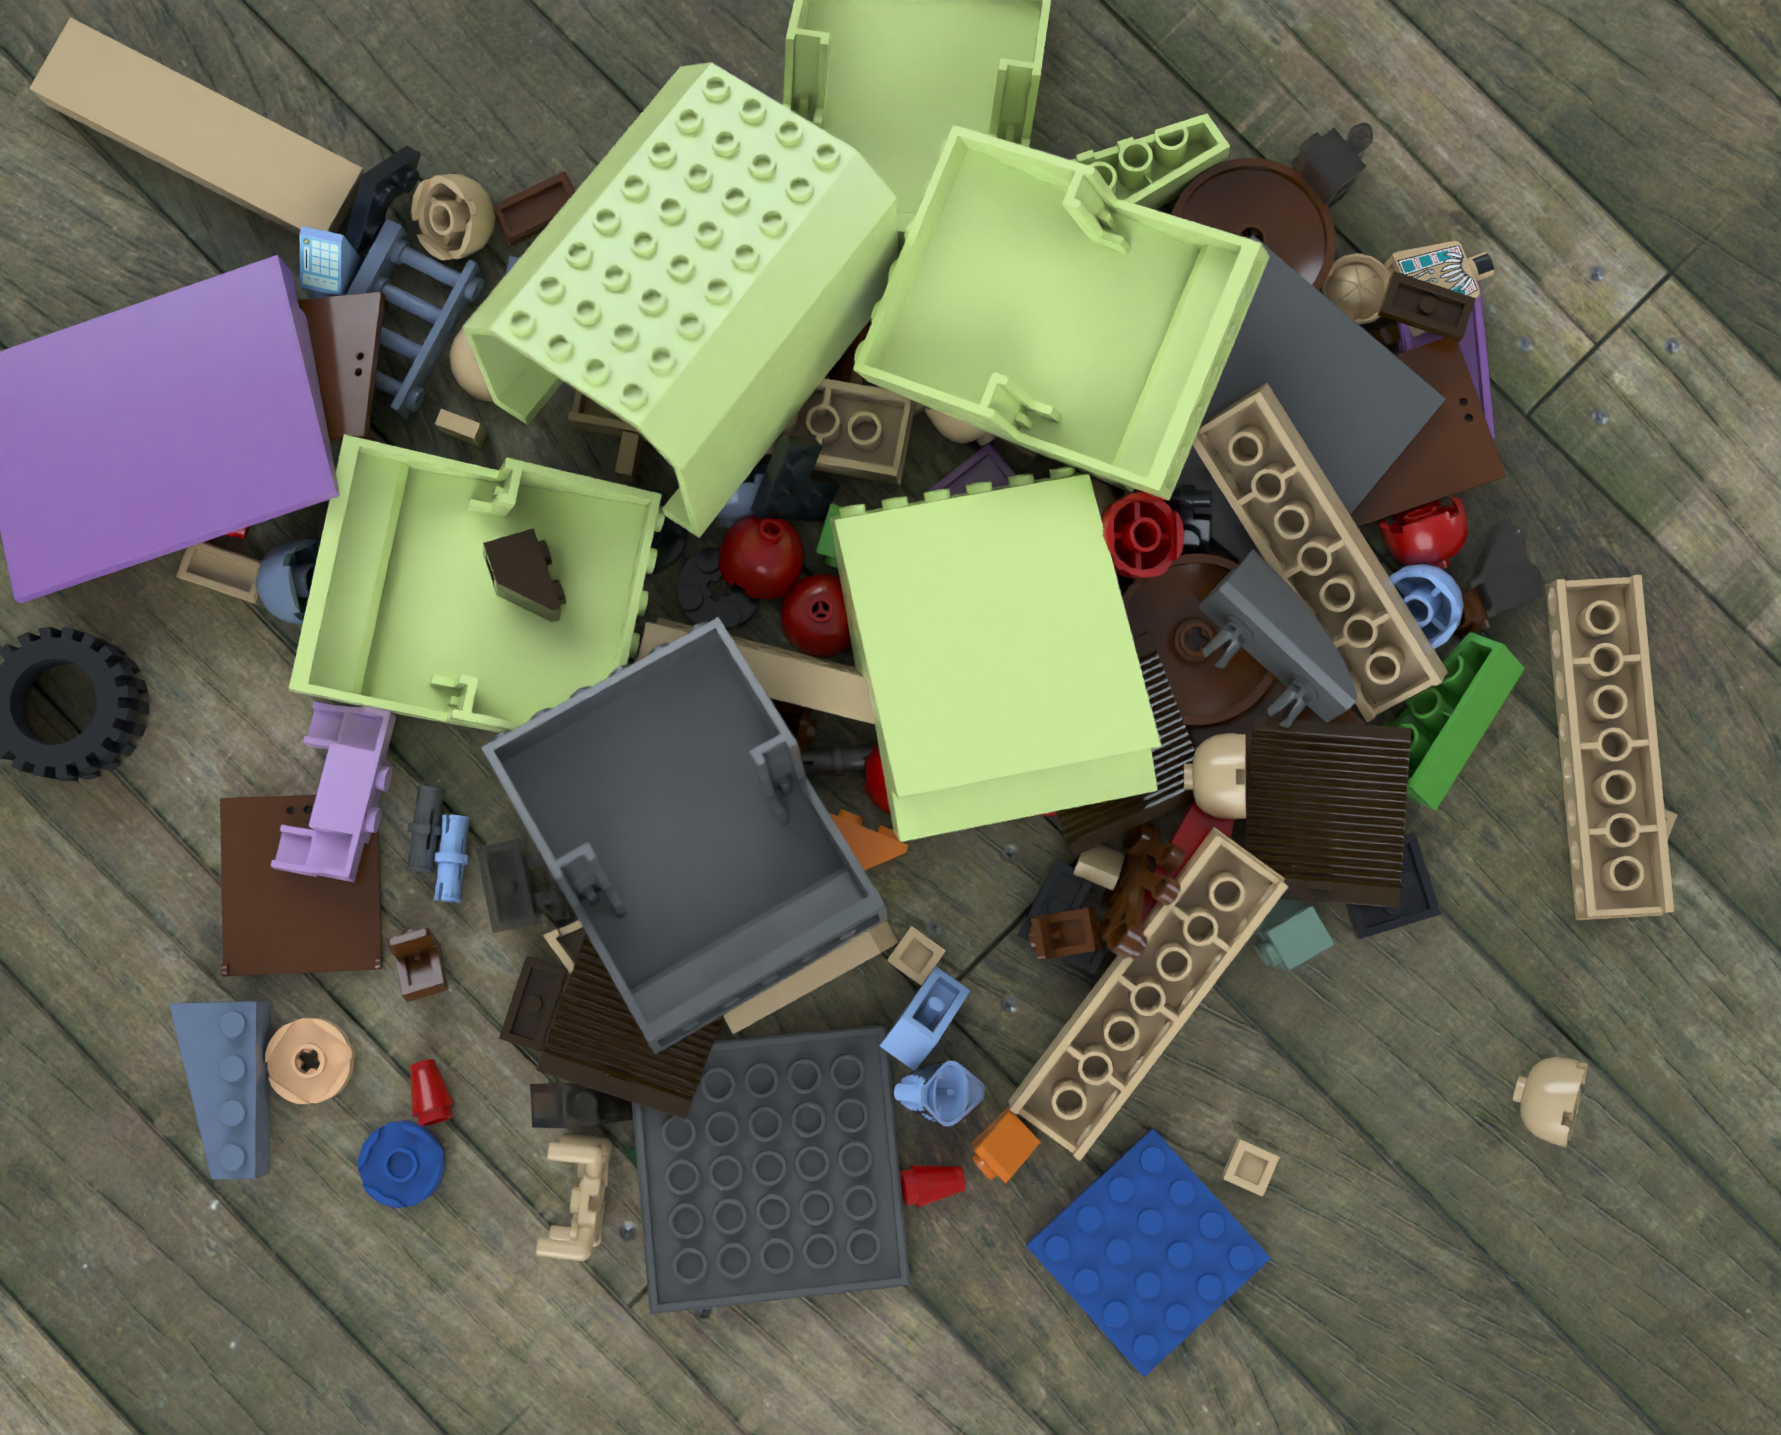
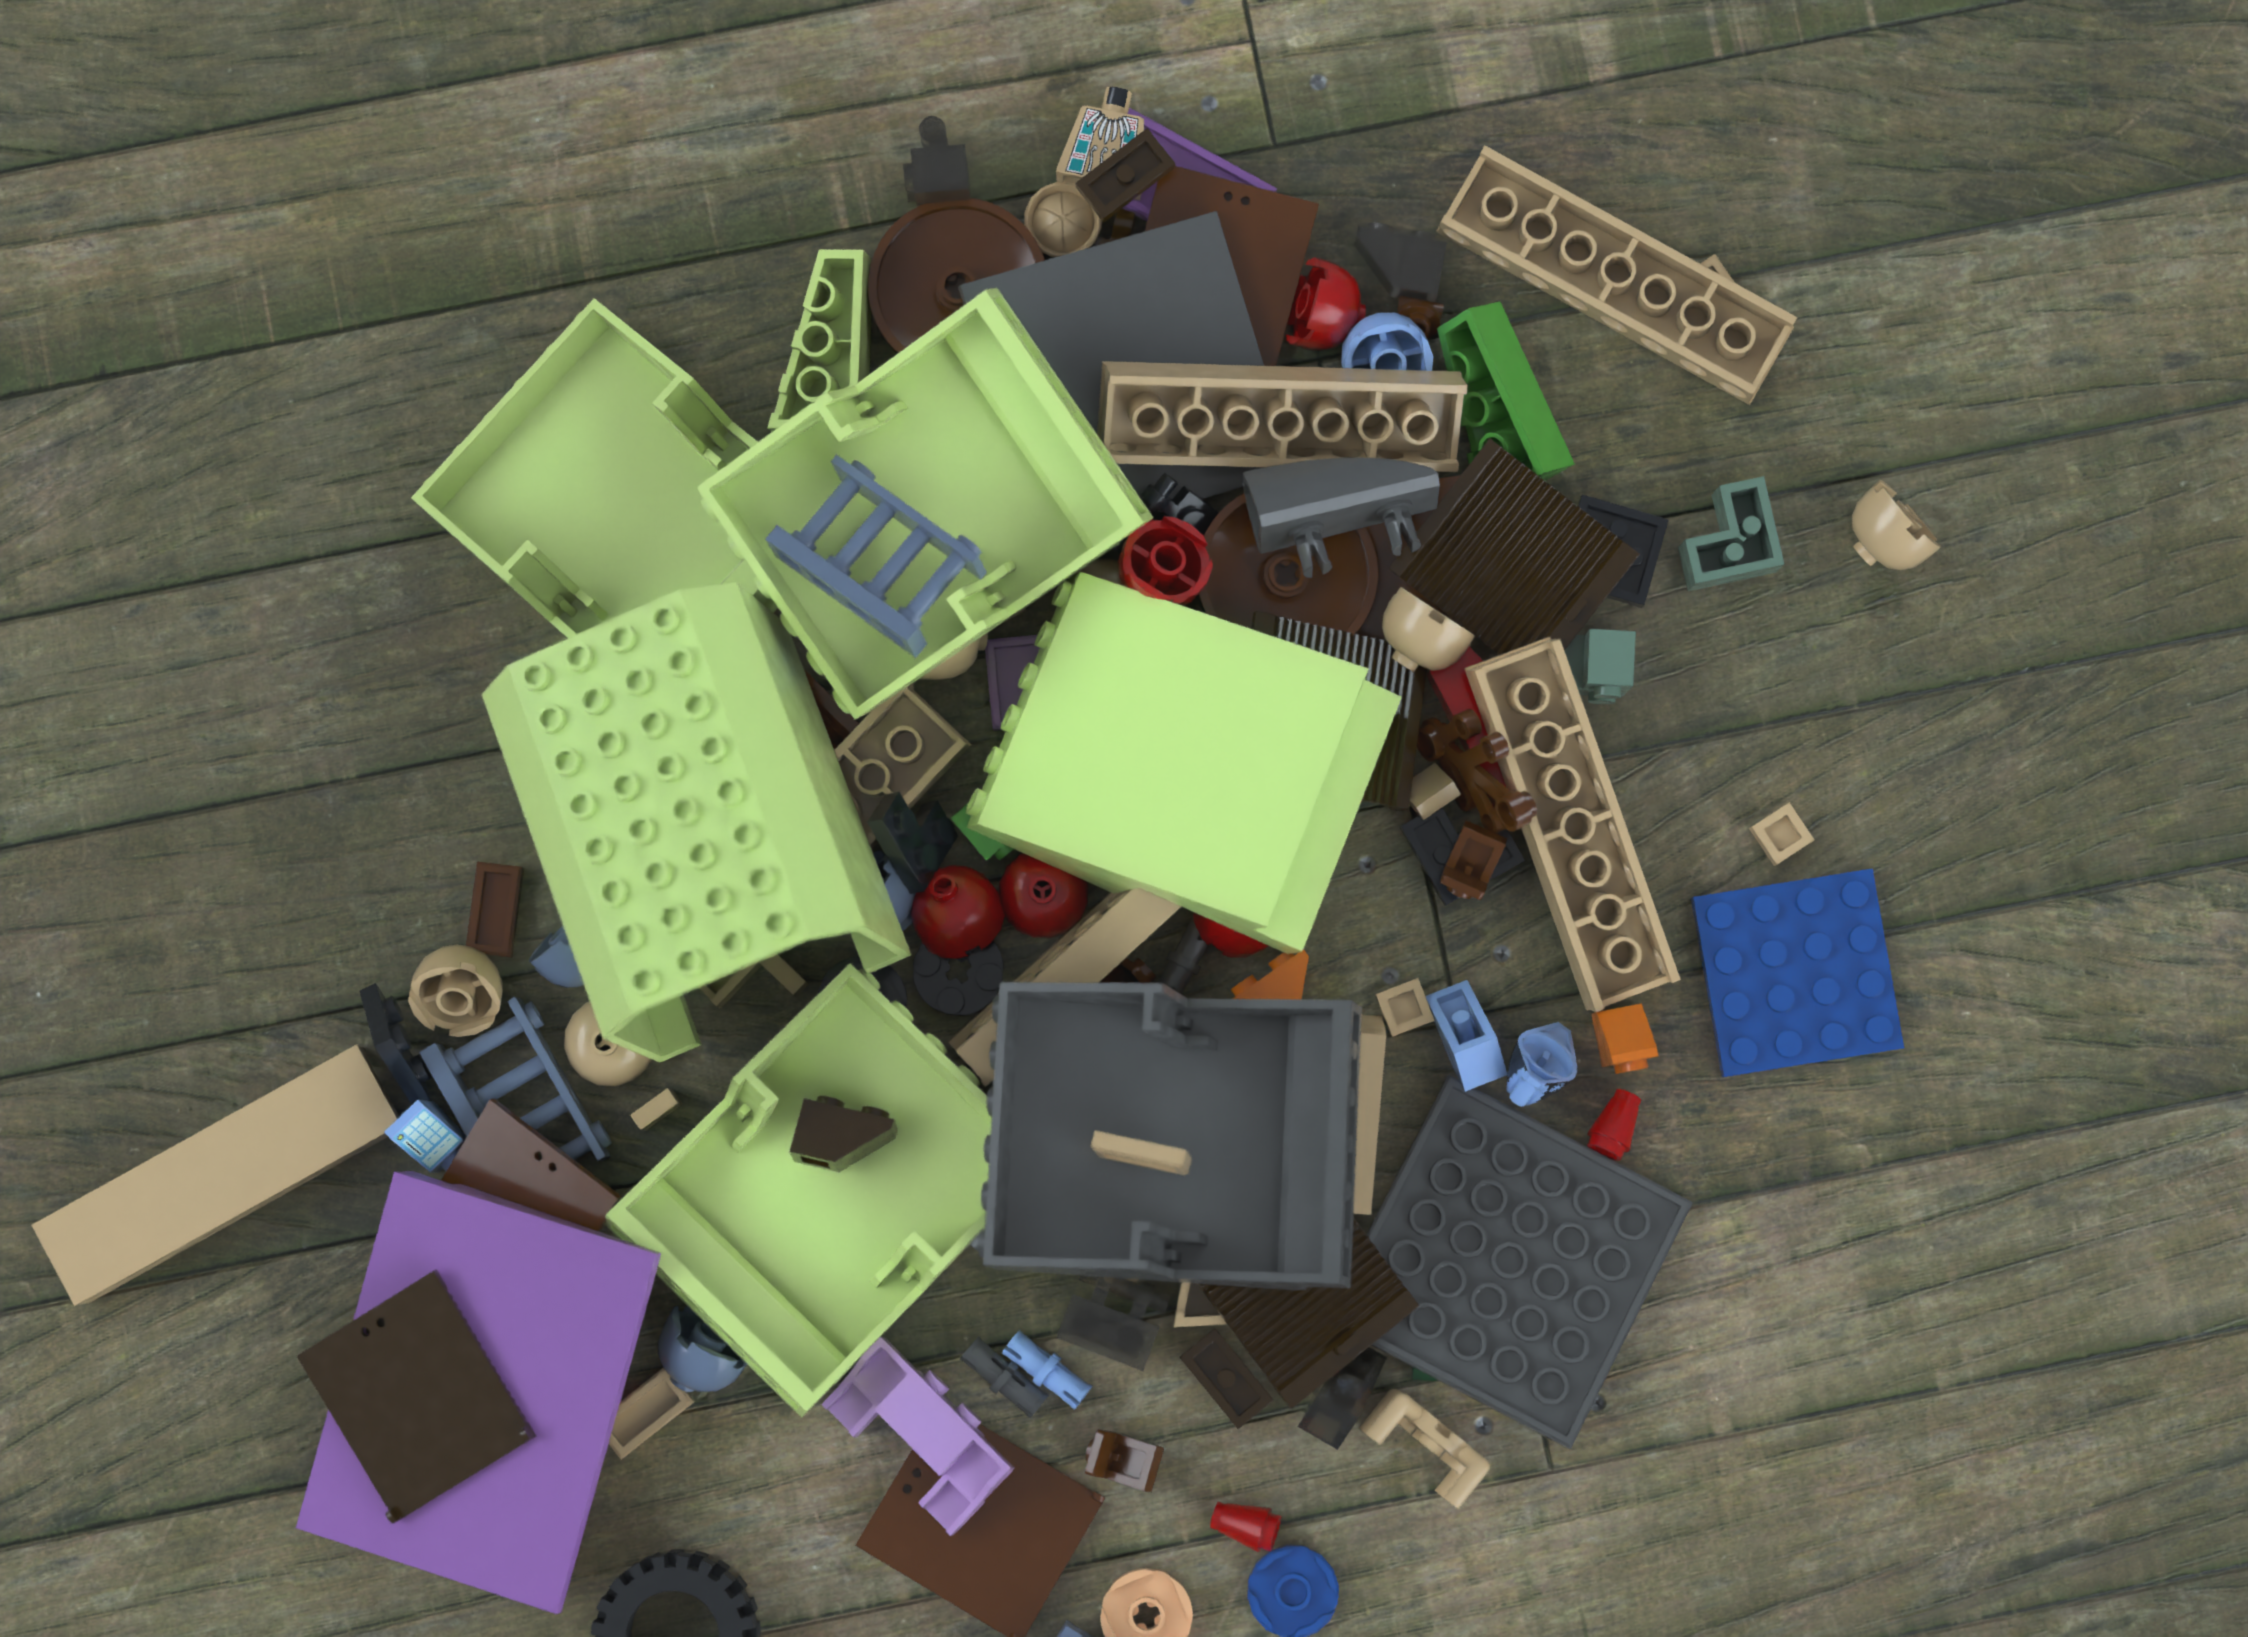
camera: 55 degrees left, 0 degrees up
(115, 383) = (415, 1396): none -> dark brown door
(654, 817) = (1141, 1153): none -> tan tile
(953, 314) = (869, 599): none -> sand blue fence
(1462, 987) = (1746, 539): none -> sand green brick

